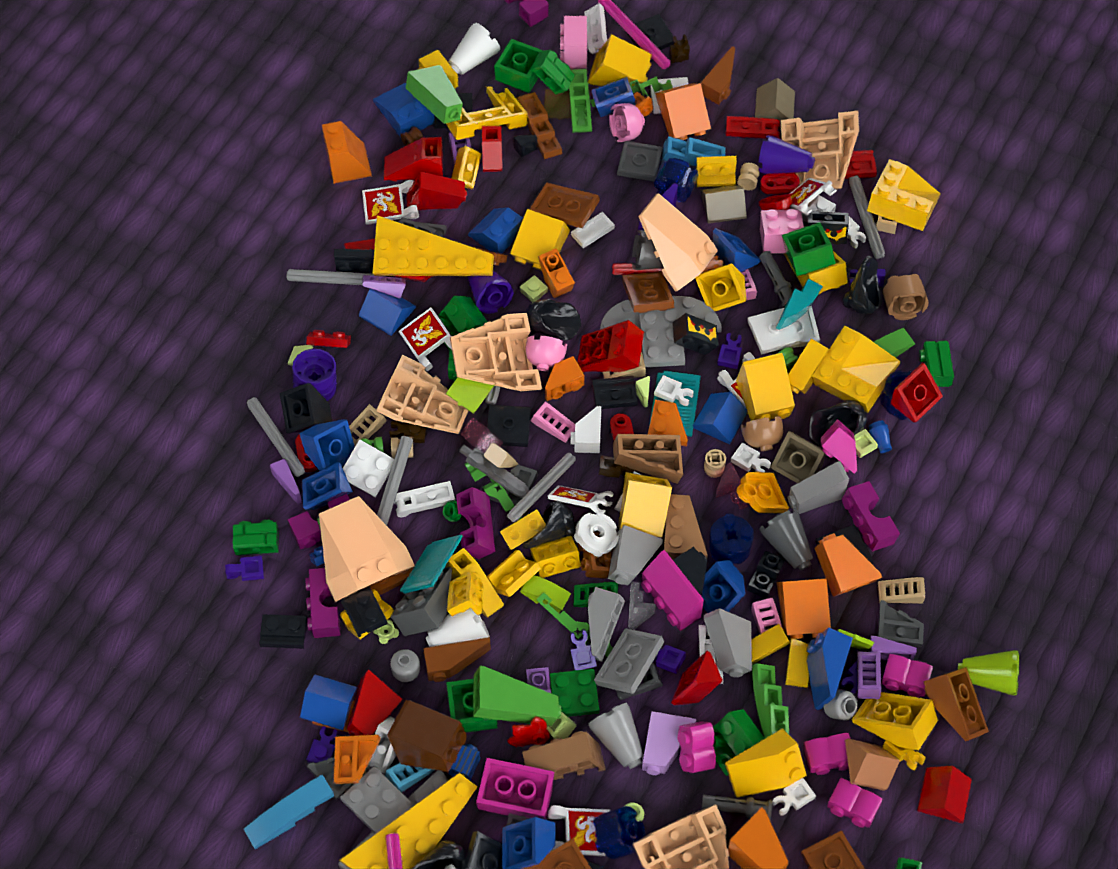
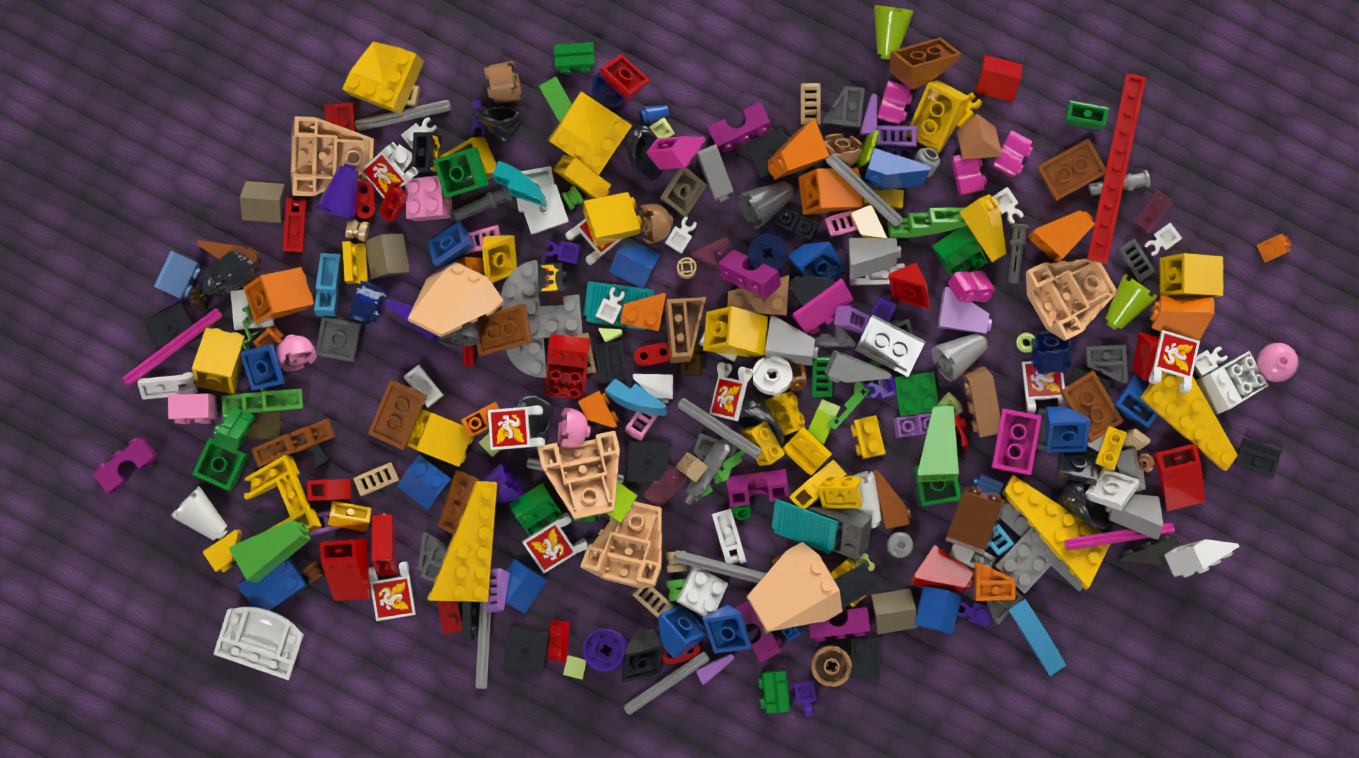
camera: 90 degrees left, 25 degrees up
(267, 593) = (841, 669): none -> medium nougat brick
(321, 313) = (525, 650): none -> black plate
(333, 658) = (894, 611): none -> dark tan slope
(345, 153) = (338, 639): orange slope -> none
(350, 94) = (259, 640): none -> white slope
(497, 178) = (358, 480): none -> tan slope
(527, 639) = (868, 437): none -> yellow bracket
(546, 289) = (511, 428): none -> flag
(575, 409) = (635, 399): none -> dark azure slope
(663, 609) = (850, 318): none -> medium lavender slope
(701, 67) = (227, 274): none -> black hair
(702, 31) = (178, 275): none -> medium blue slope
(703, 515) = (737, 270): none -> magenta arch
(762, 492) = (719, 225): light orange plate -> none
(805, 633) = (867, 192): none -> light grey axle
(849, 613) = (846, 149): none -> medium nougat cylinder

